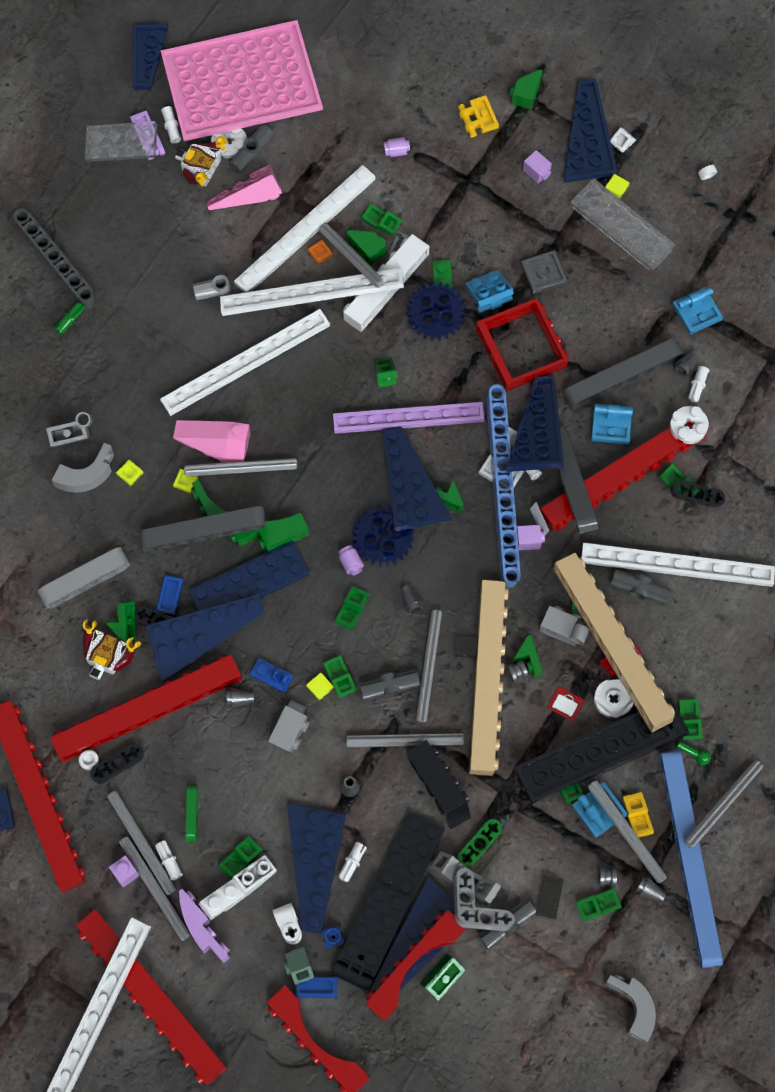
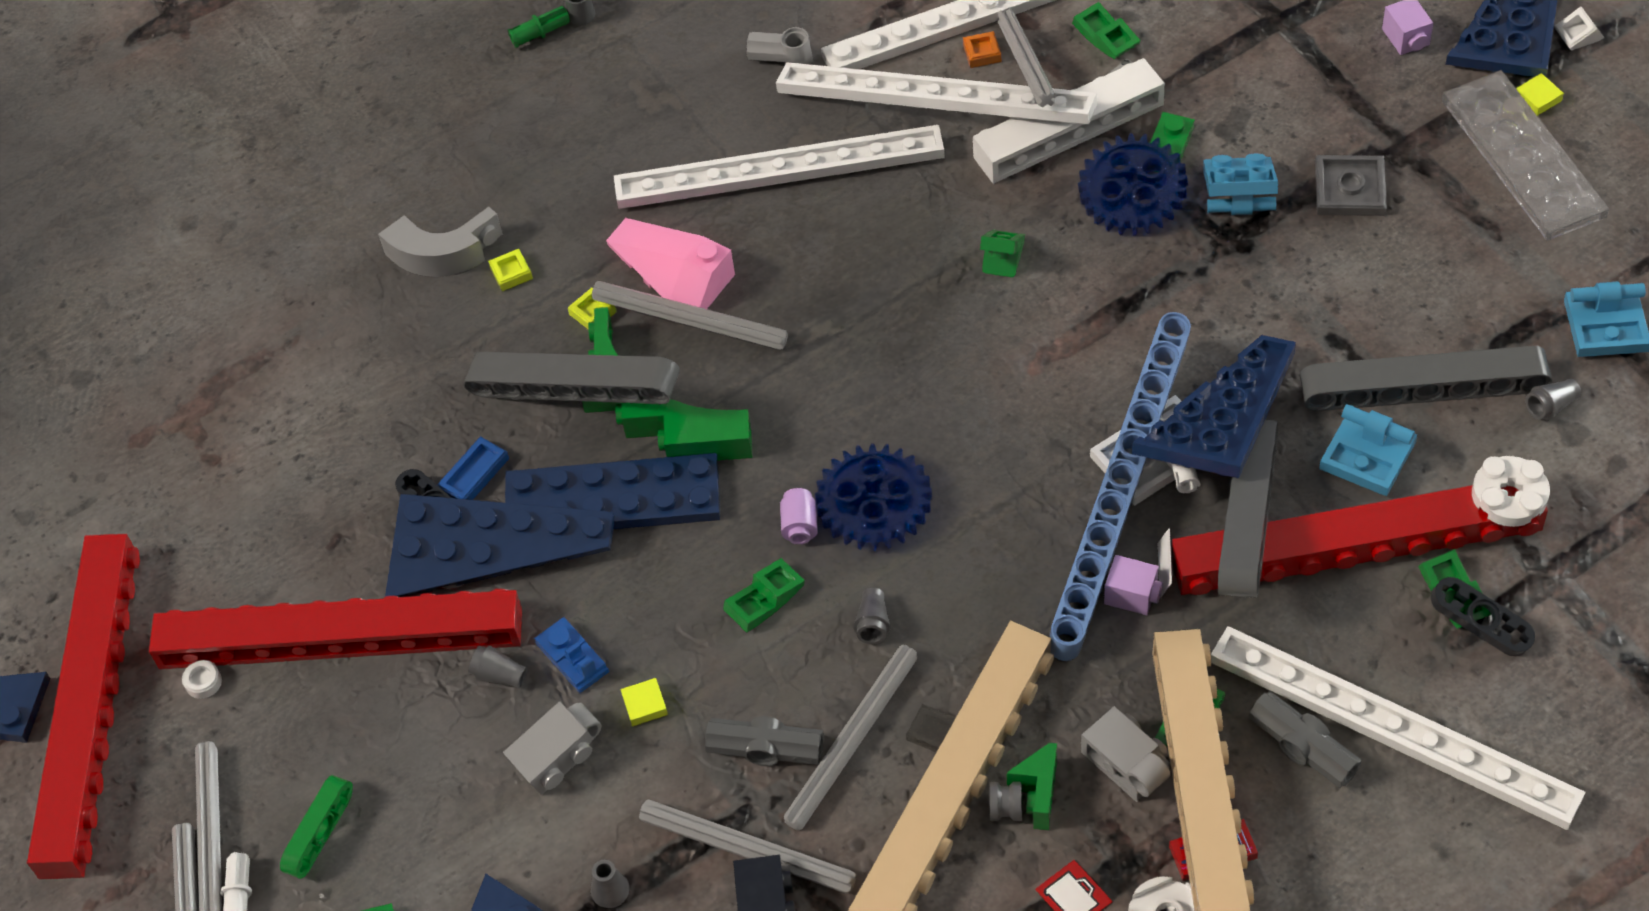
camera: 30 degrees right, 15 degrees down
(69, 432) = (447, 176): light grey hinge -> none
(83, 578) = (350, 396): light grey beam -> none
(106, 652) = (319, 516): torso -> none
(124, 871) = (150, 877): lavender brick -> none
(126, 624) = (374, 488): green slope -> none
(127, 751) = (216, 715): black beam -> none
(339, 676) = (686, 697): green slope -> none
(367, 244) = (1064, 57): green slope -> none
(408, 417) = (1010, 330): lavender plate -> none
(411, 490) = (956, 433): dark blue wing -> none
(451, 499) = (1014, 476): green slope -> none
(532, 306) = (1257, 229): red window -> none
(698, 384) = (1561, 438): white axle -> none

